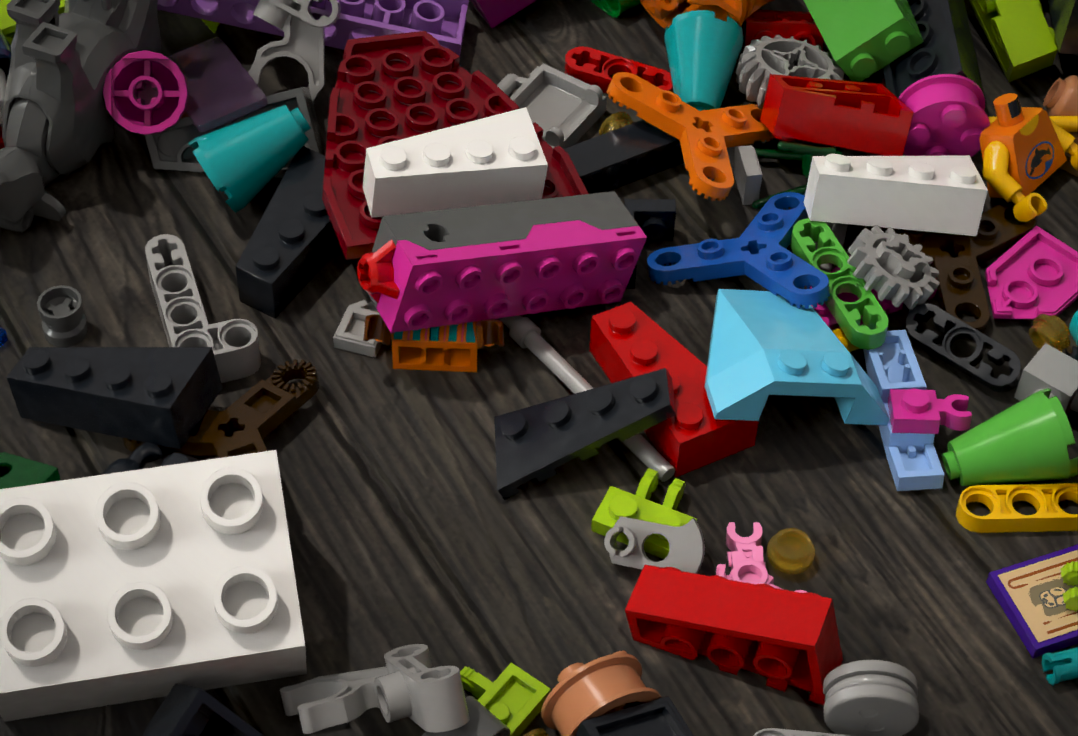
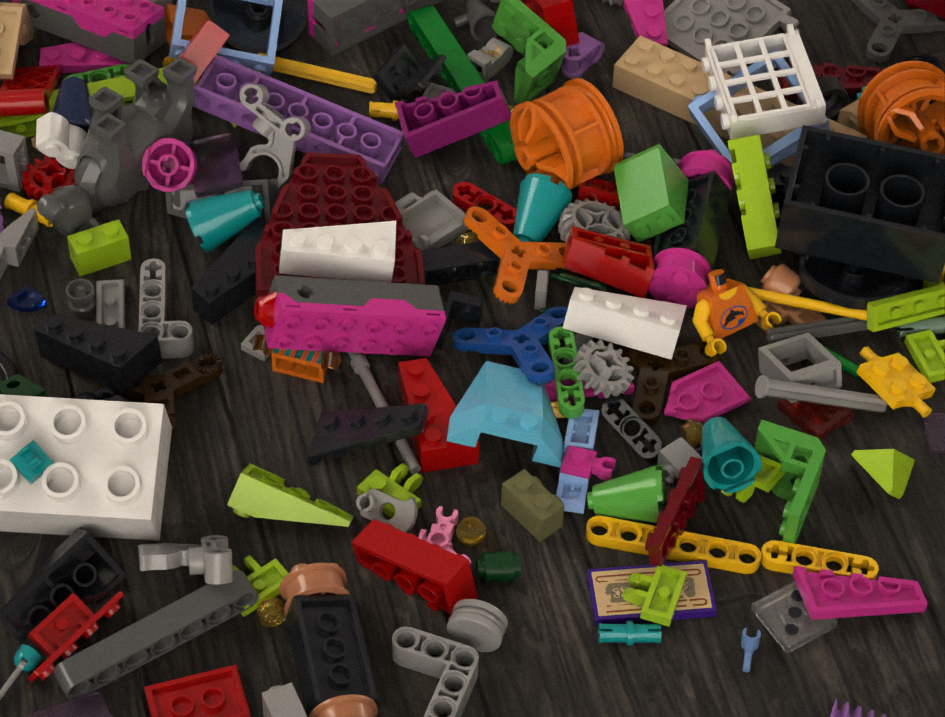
camera: 15 degrees right, 0 degrees up
(68, 235) = (99, 247): none -> lime brick
(82, 592) = (31, 462): none -> teal tile
(110, 314) = (110, 302): none -> light grey tile
(457, 568) = (265, 496): none -> lime wedge
(860, 596) = (498, 566): none -> dark green brick
(869, 491) = (532, 505): none -> olive brick

